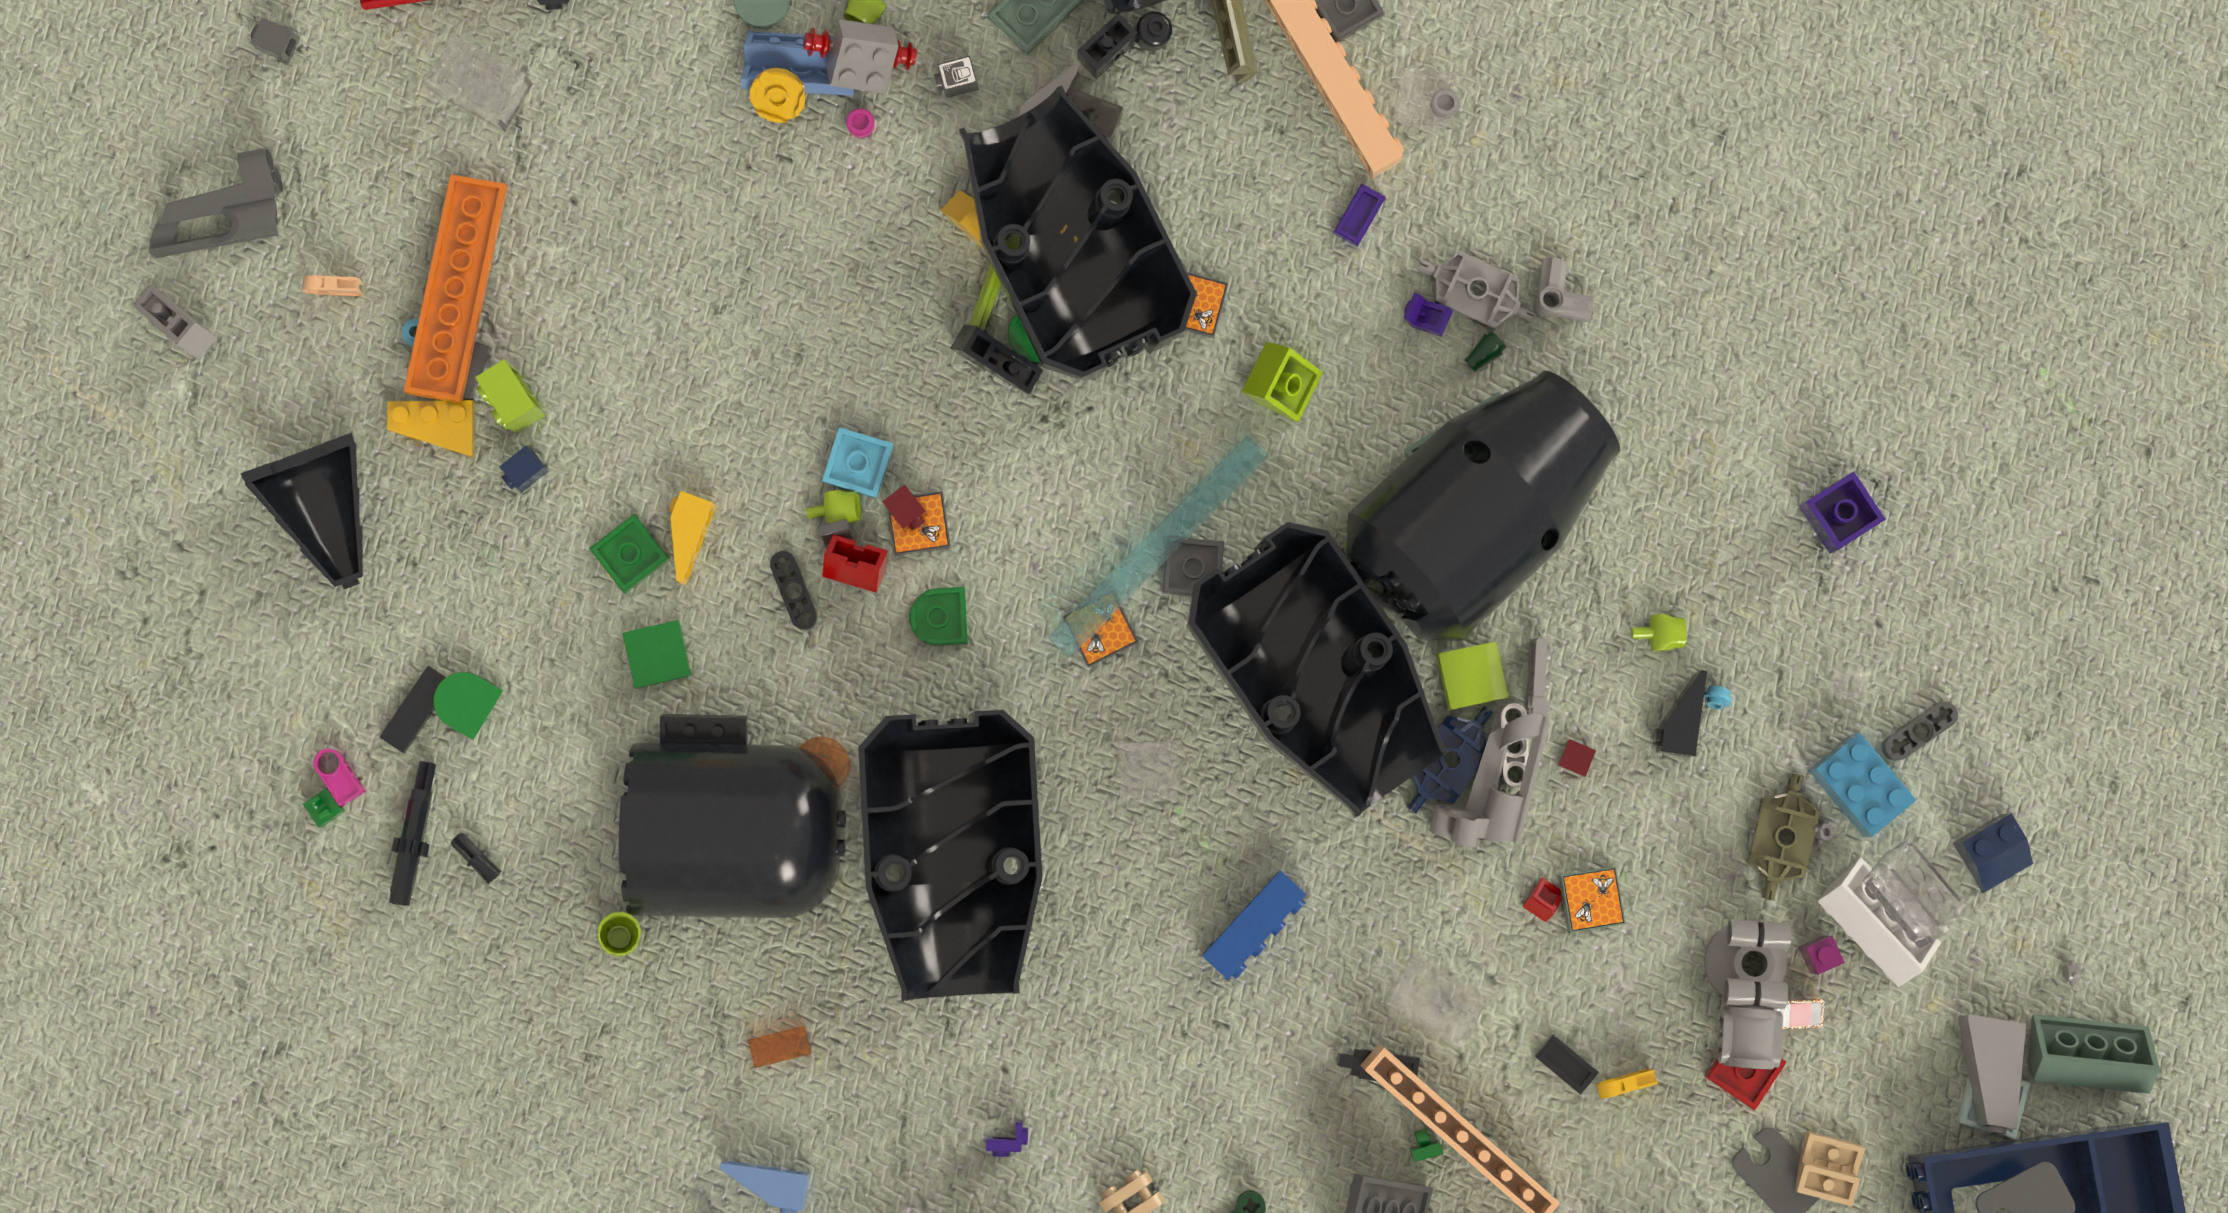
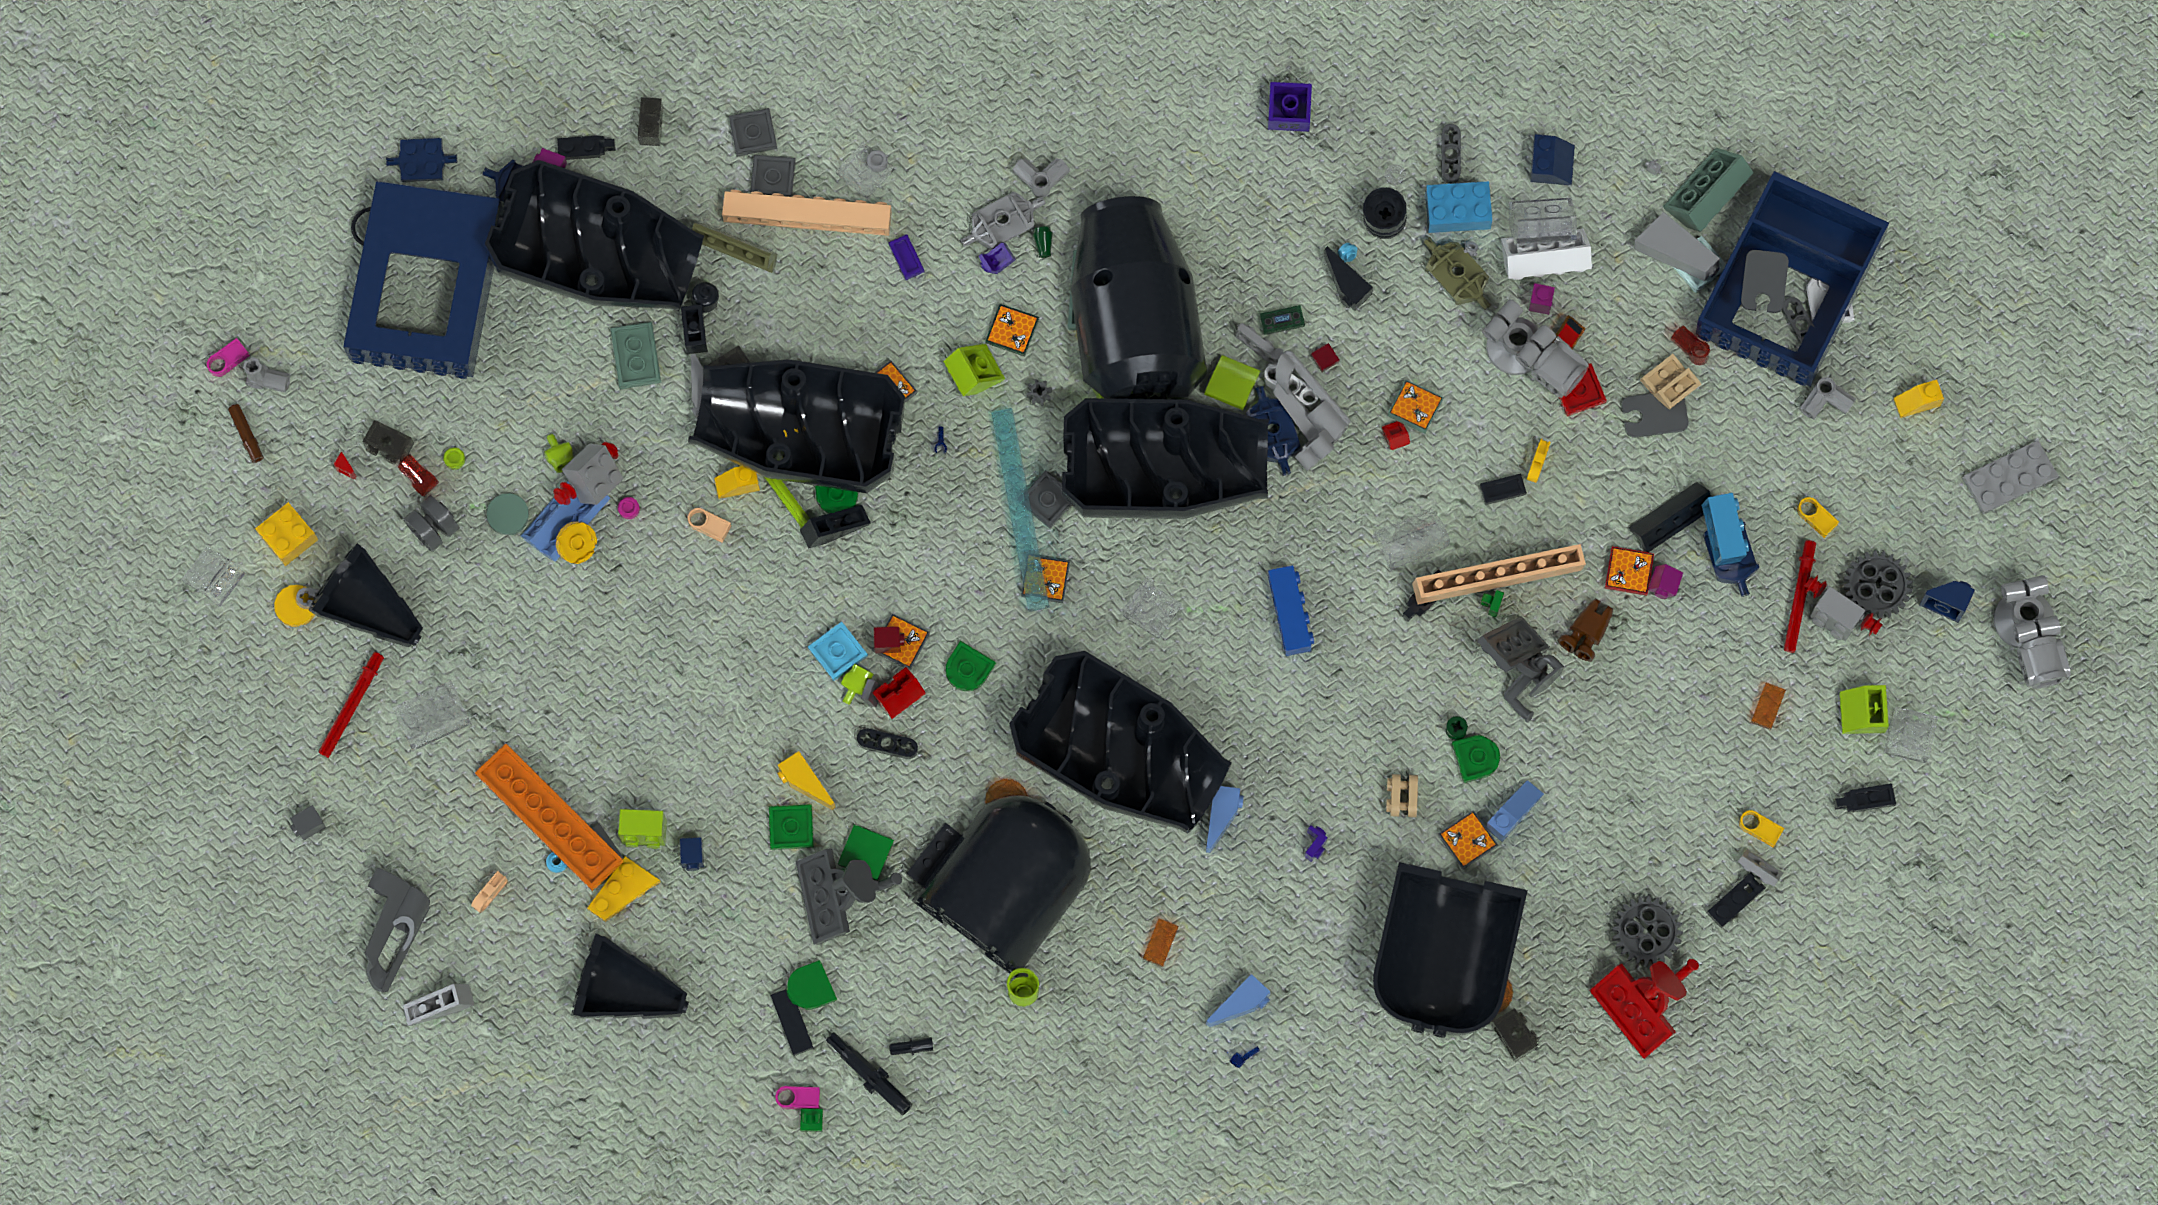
camera: 55 degrees left, 10 degrees down
(582, 656) = (825, 893): none -> dark grey plate
(903, 228) = (713, 527): none -> light nougat piece
(956, 77) = (644, 431): dark grey brick -> none
(969, 1014) = (1223, 812): none -> medium blue slope
(1176, 403) = (940, 439): none -> clear blue hand
(1305, 463) = (1044, 390): none -> dark grey gear
(1359, 390) = (1012, 330): none -> tile
(1586, 679) = (1282, 320): none -> clear green tile
(1663, 631) = (1286, 256): lime piece -> none
(1800, 692) = (1385, 201): none -> black wheel
(1890, 1158) = (1690, 344): none -> clear red piece

